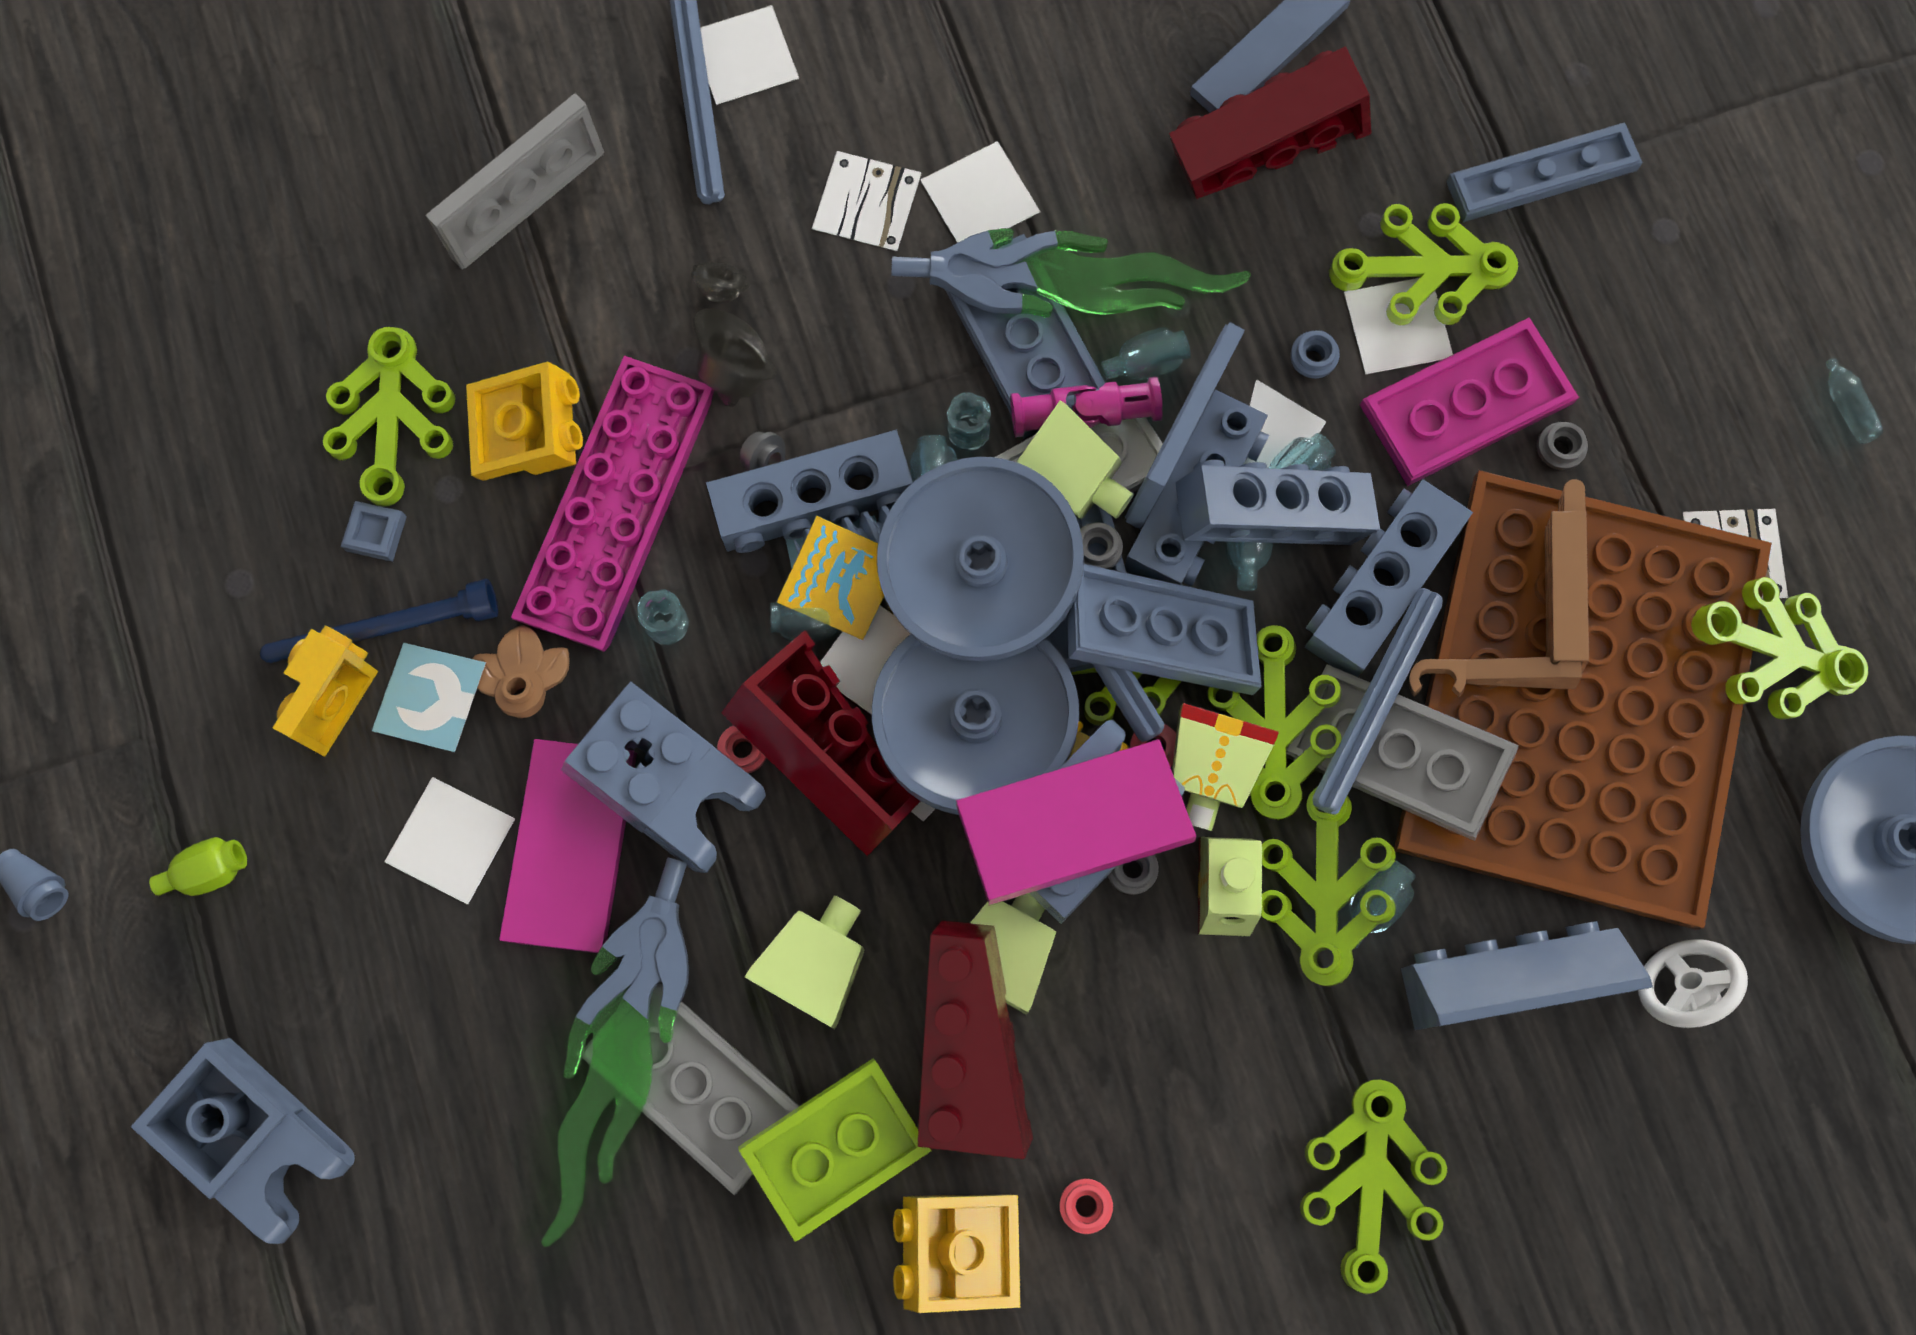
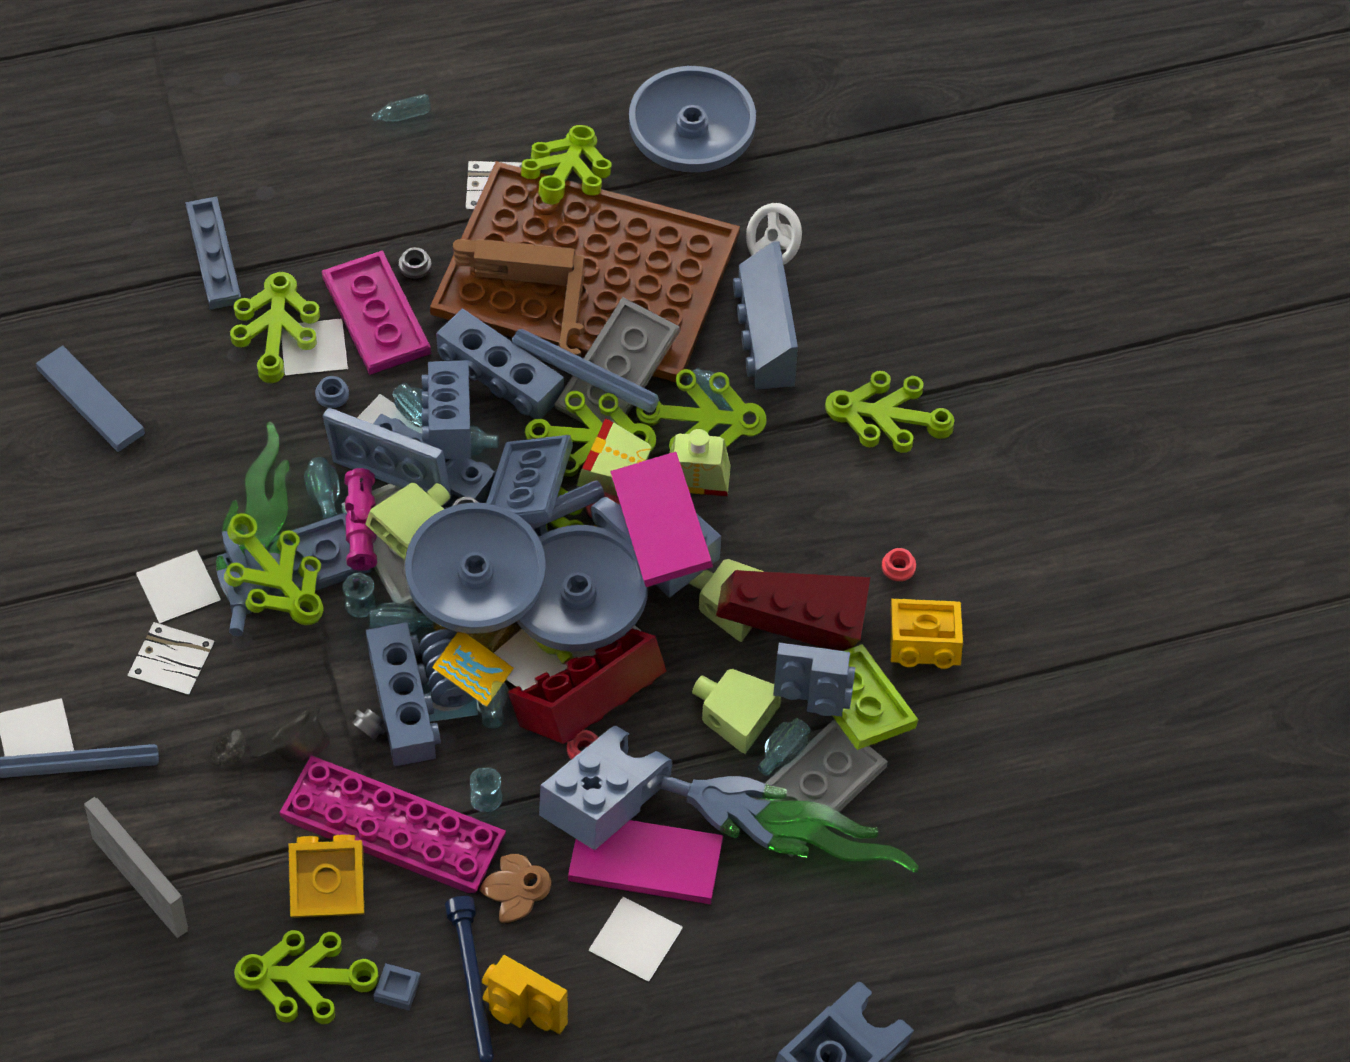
camera: 90 degrees left, 20 degrees down
(429, 697) = (531, 941): medium azure sticker -> none
(750, 1037) = (784, 745): none -> clear light blue plant
(806, 1090) = (815, 676): none -> sand blue plate
(978, 306) = (275, 574): none -> lime plant
(1274, 123) = (161, 394): dark red wedge -> none

